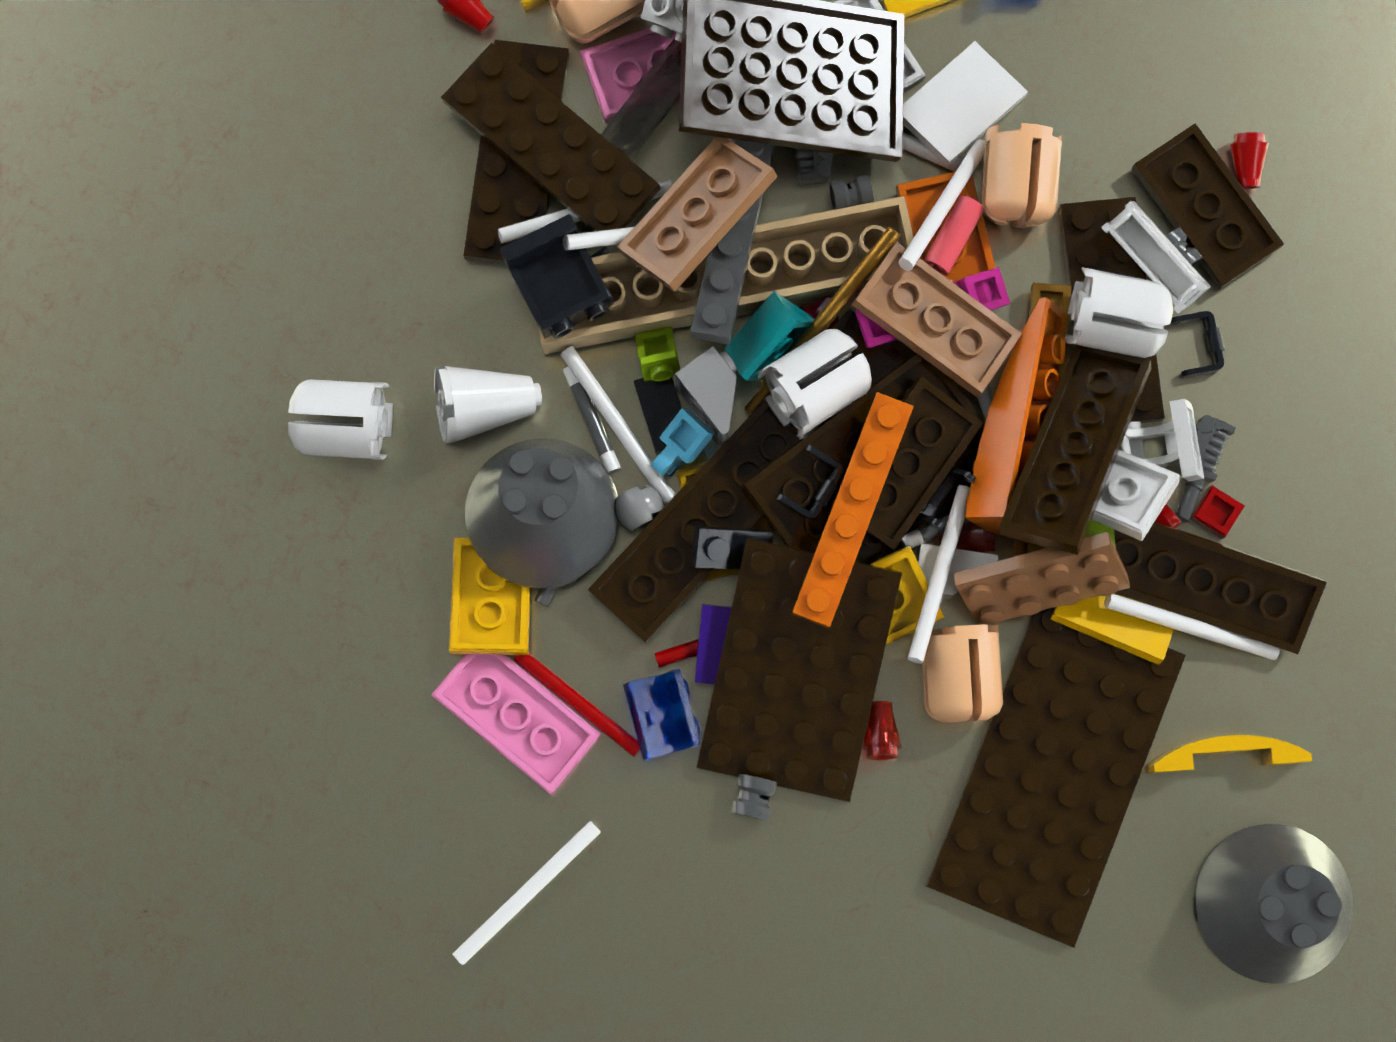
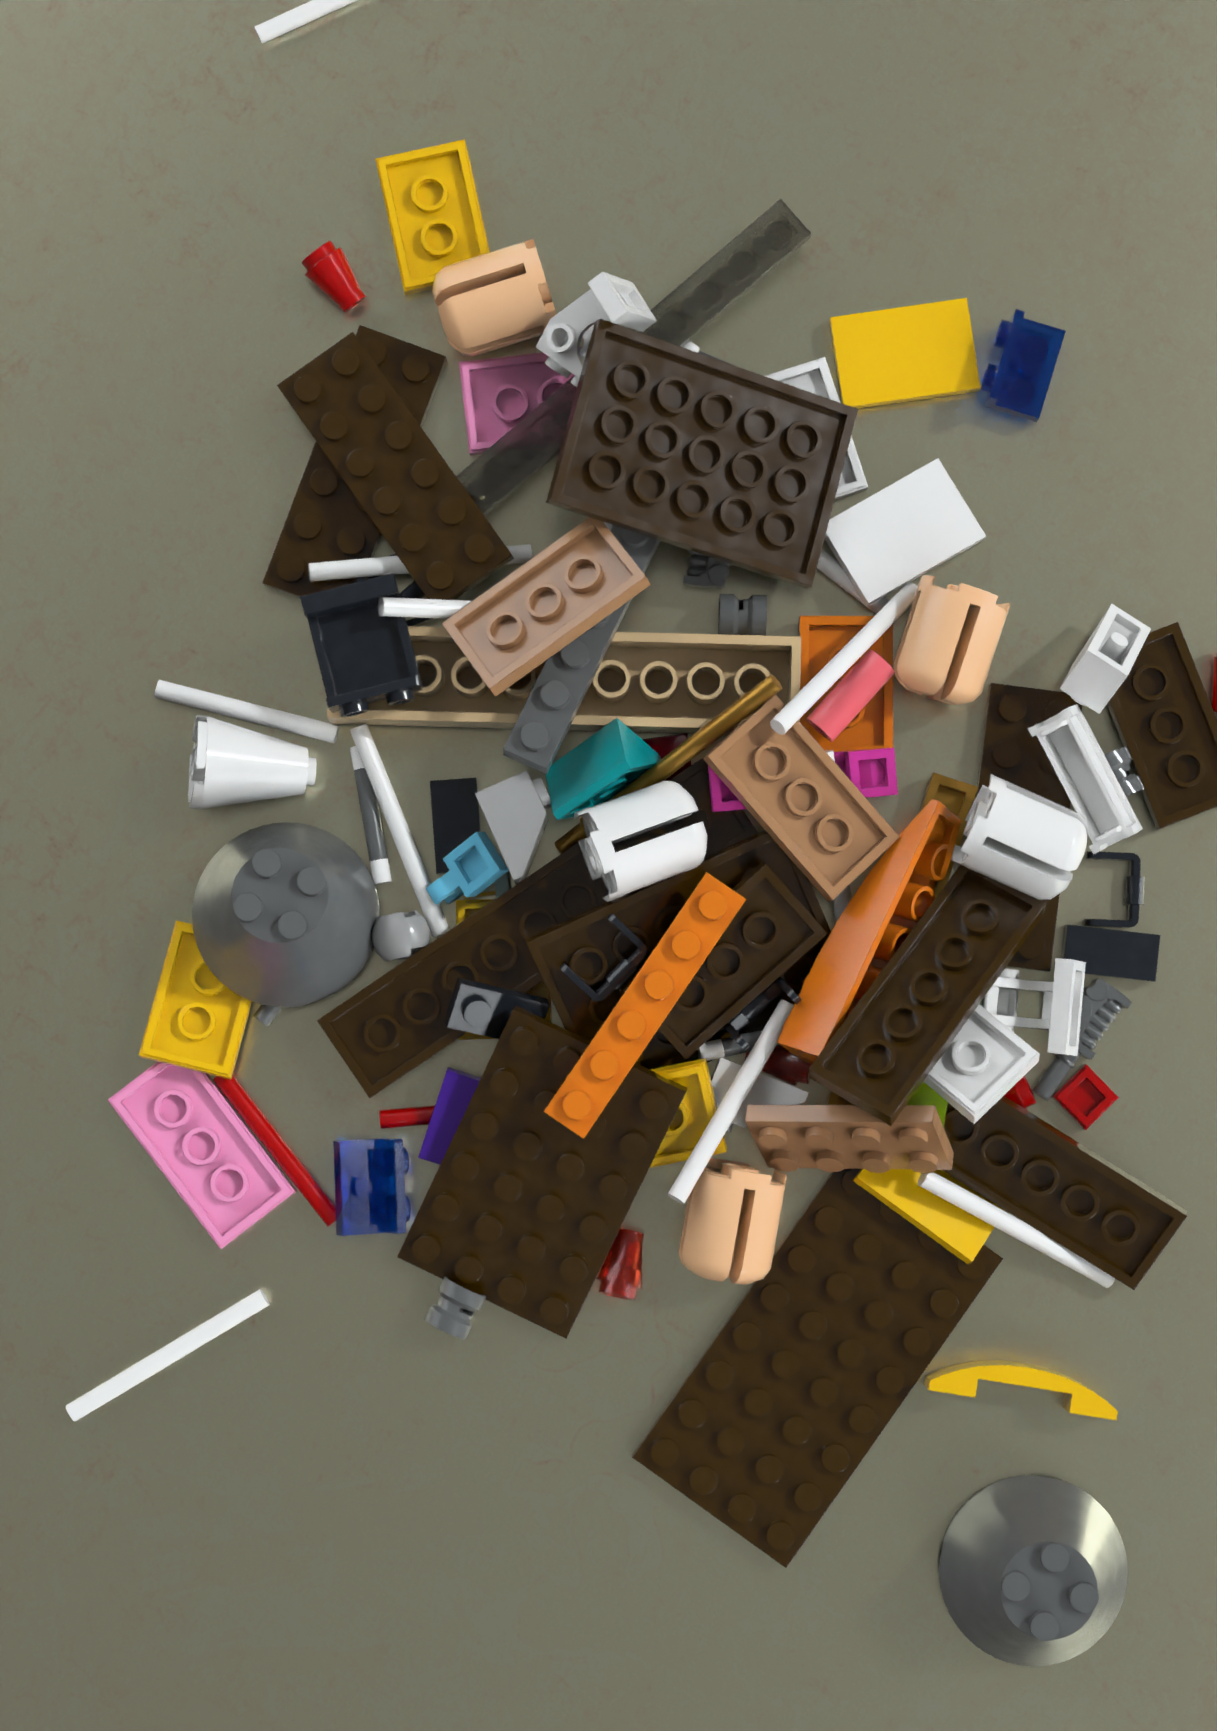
camera: 15 degrees right, 5 degrees up
(341, 438) = (71, 750): white cylinder -> none
(473, 360) = (246, 711): none -> white bar
(657, 354) = (465, 757): lime bracket -> none
(1147, 162) = (1105, 659): none -> white slope
(1211, 392) = (1113, 952): none -> black tile

